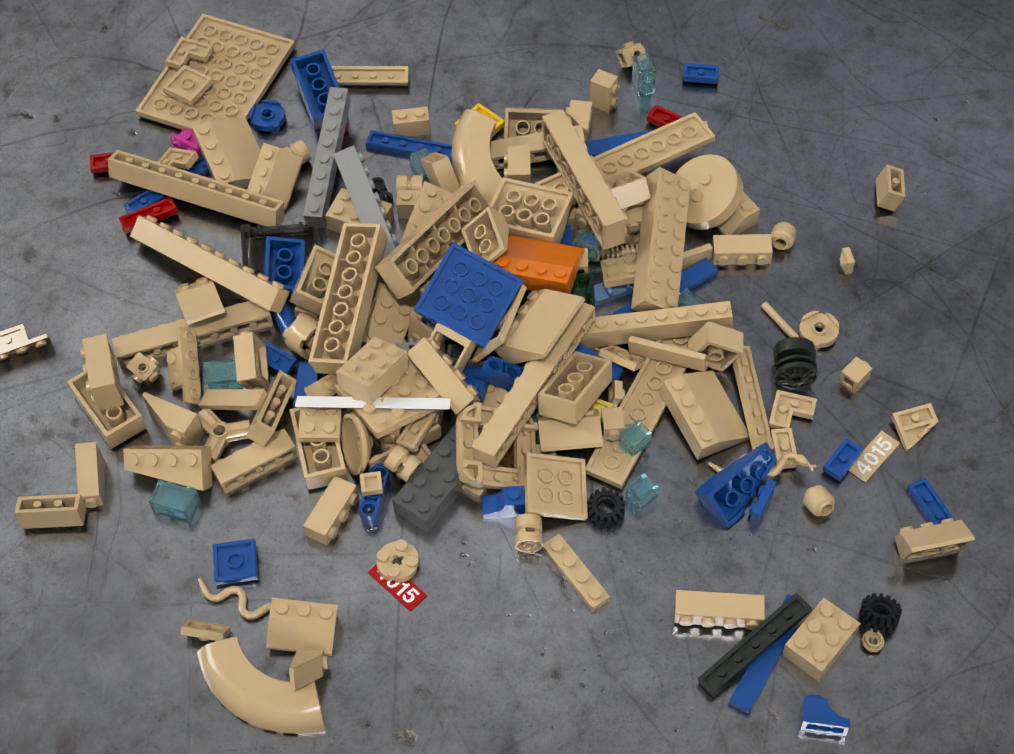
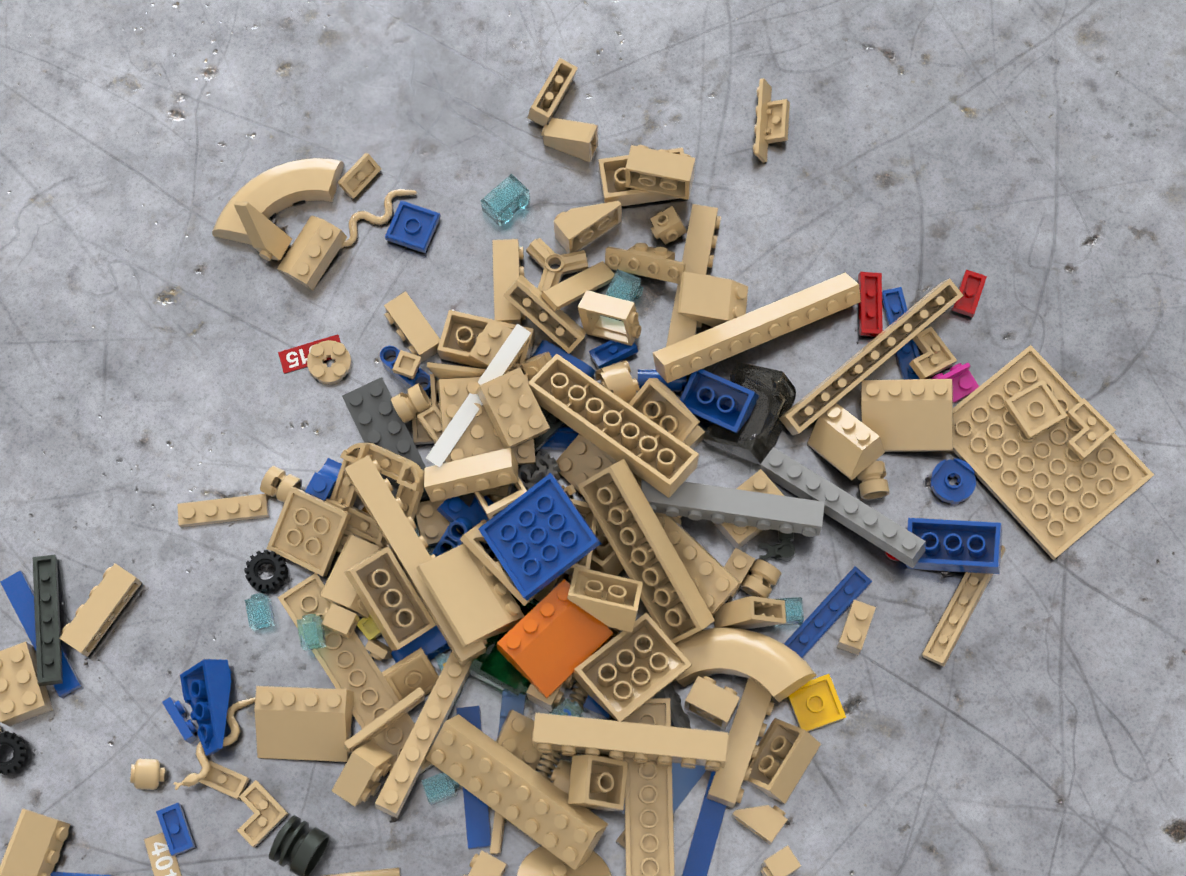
camera: 120 degrees right, 15 degrees up
(174, 464) = (538, 210): tan wedge -> none
(752, 400) = (291, 781): tan plate -> none

